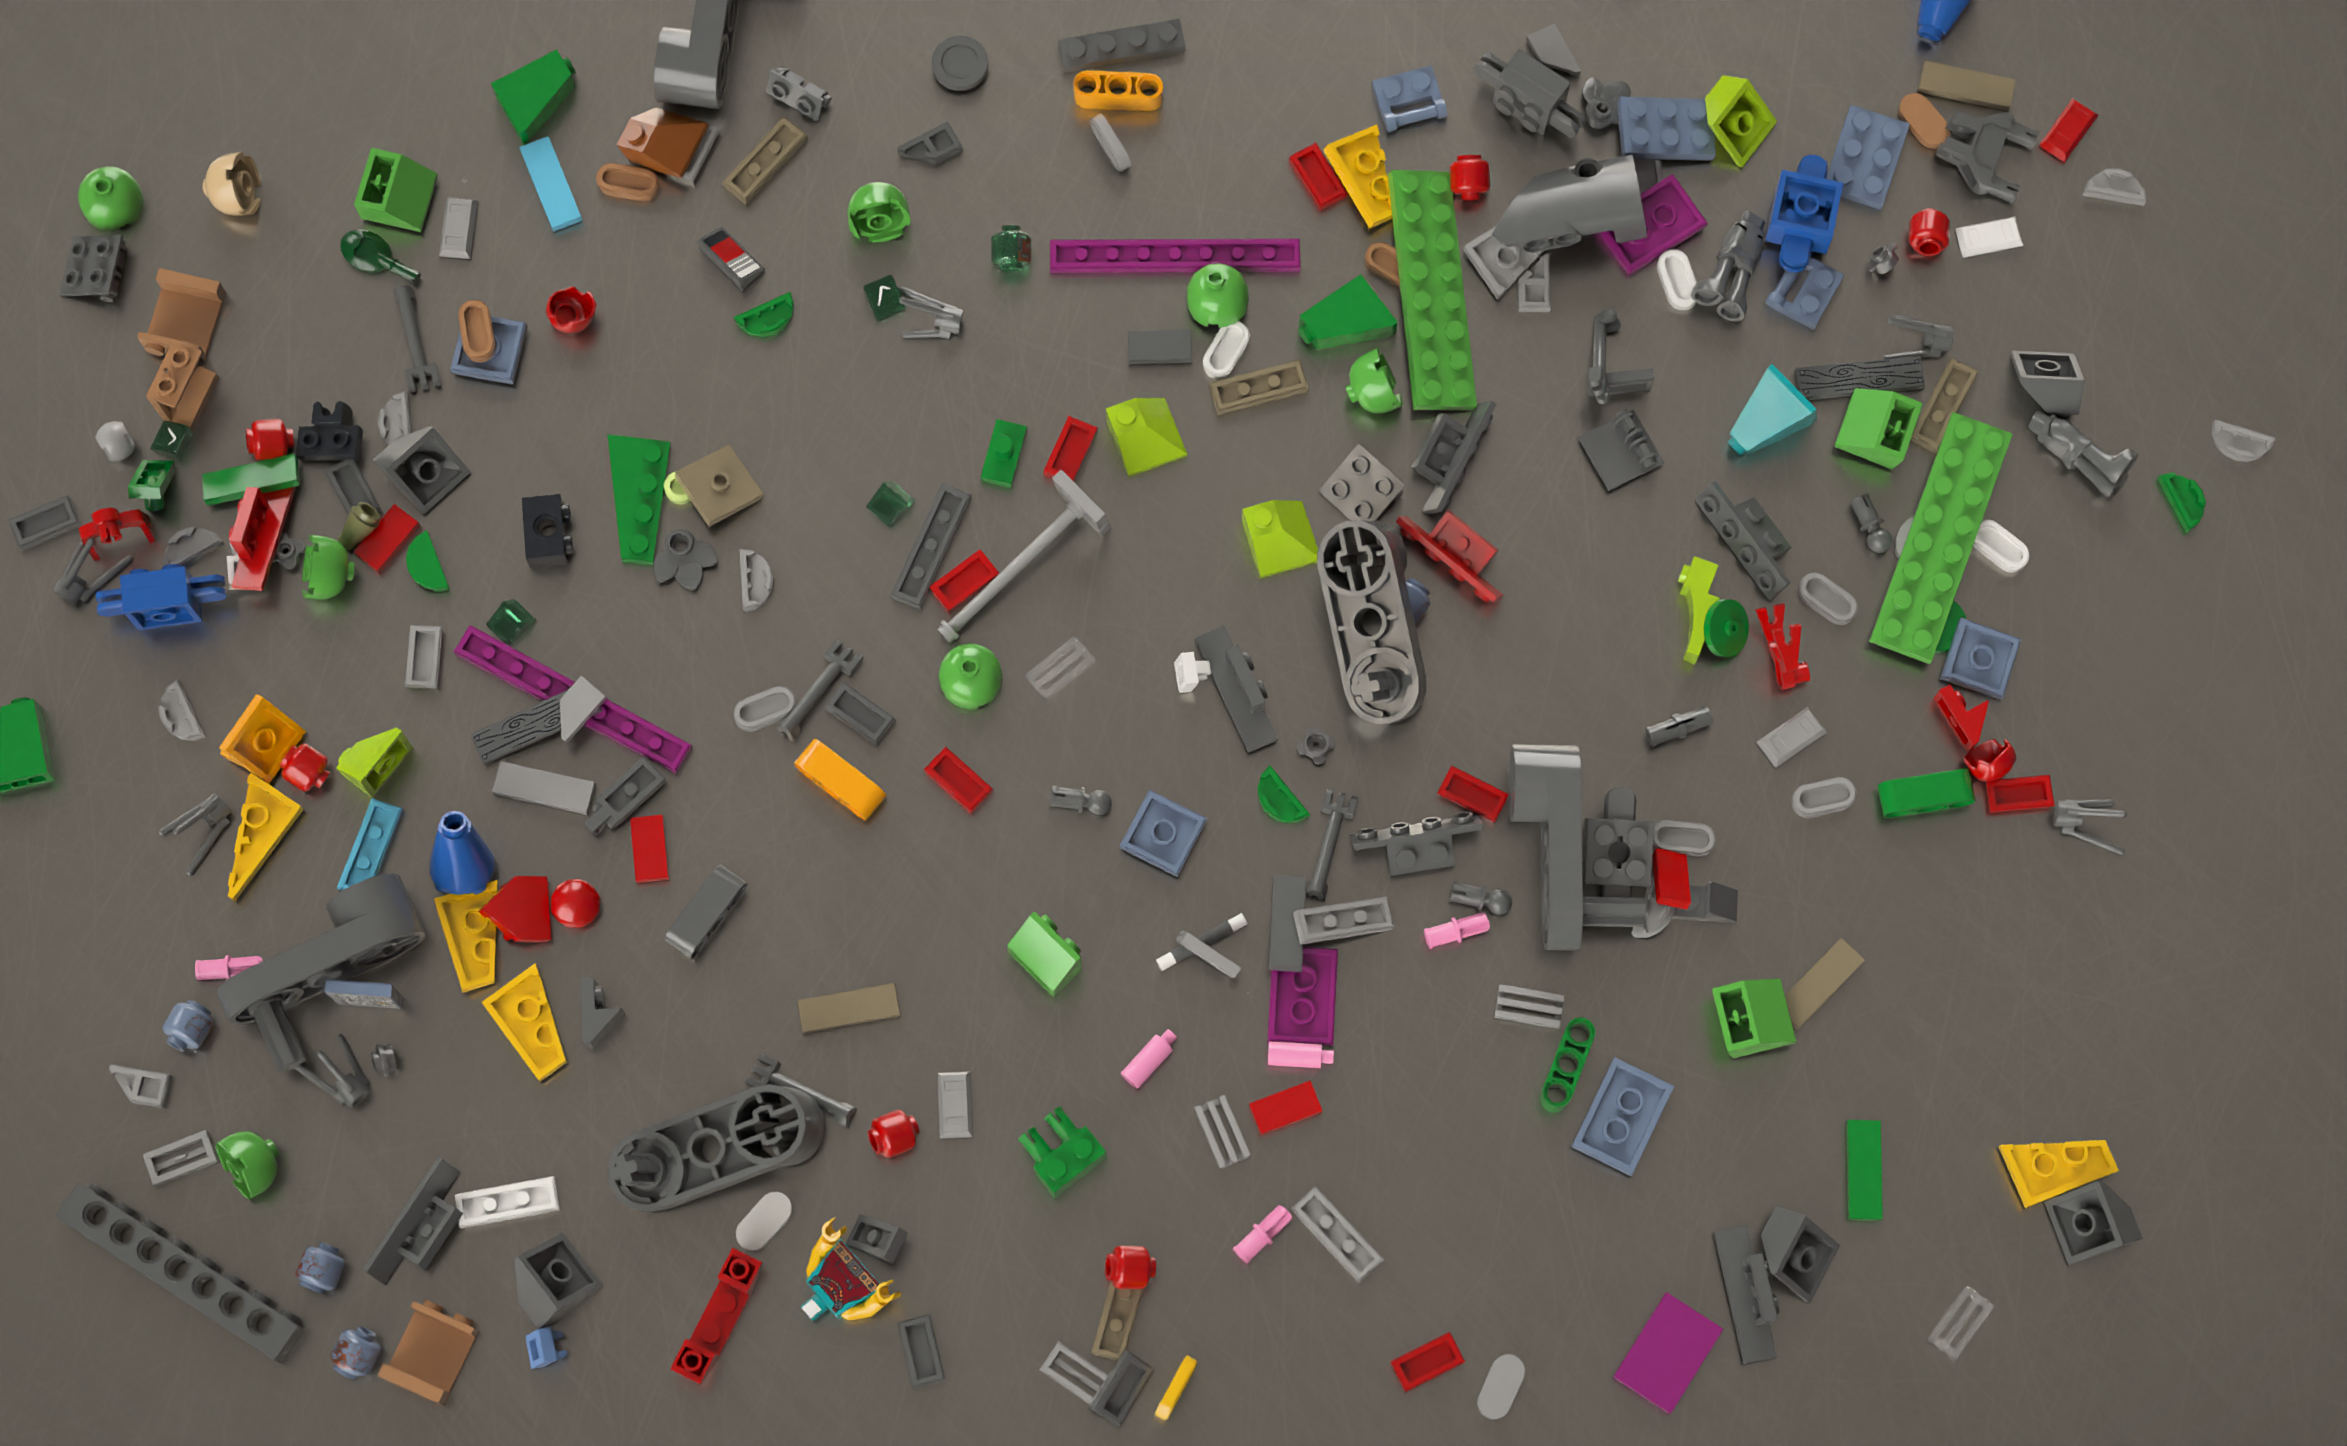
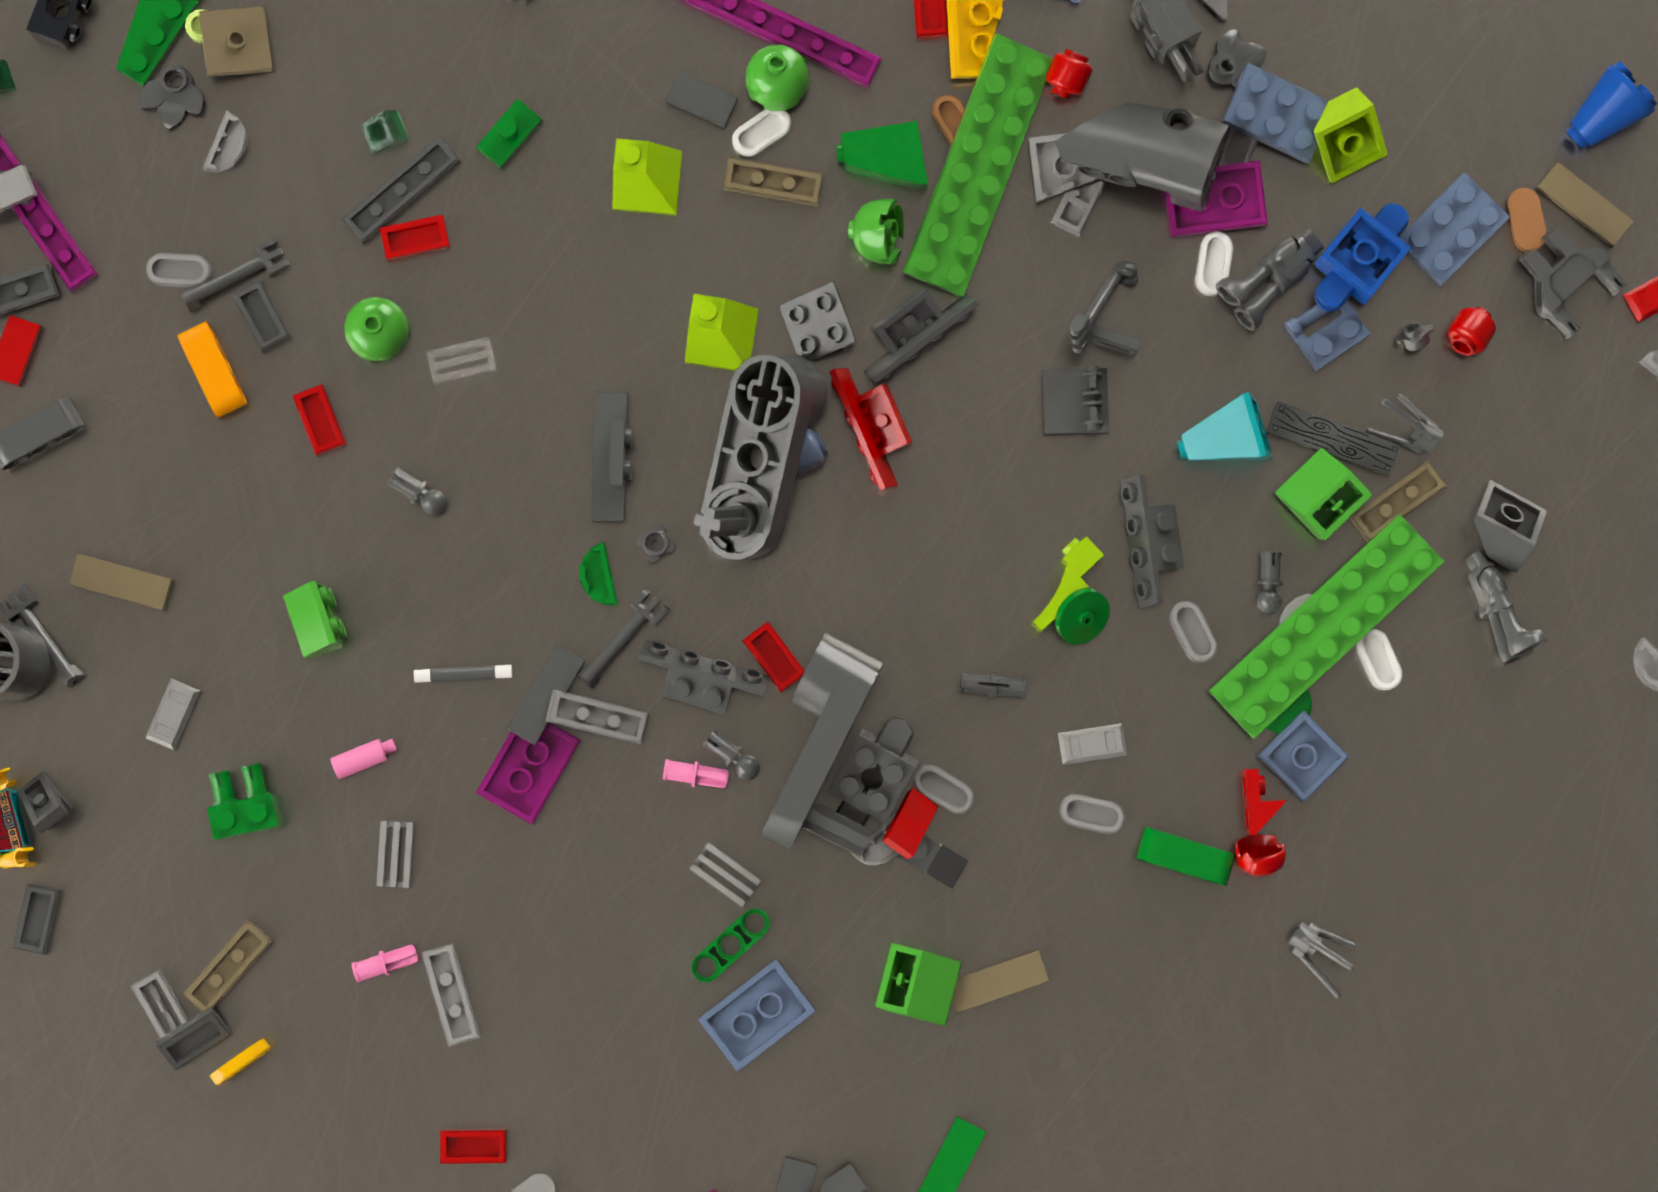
camera: 30 degrees right, 10 degrees up
(893, 1133) = (103, 715): red head -> none
(1071, 448) = (571, 160): red tile -> none
(1078, 506) = (546, 219): light grey tile -> none
(1130, 1267) = (249, 937): red head -> none
(1163, 833) = (477, 558): sand blue plate -> none
(1190, 671) = (574, 421): white tile -> none
(1208, 954) = (459, 689): light grey tile -> none
(1285, 1108) = (462, 860): red tile -> none
(1298, 1055) = (496, 818): bright pink cylinder -> none
(1784, 654) = (1118, 682): red piece -> none
(1988, 237) = (1527, 361): white tile -> none
(2020, 793) = (1272, 898): red tile -> none
(2185, 498) = (1576, 697): green tile -> none

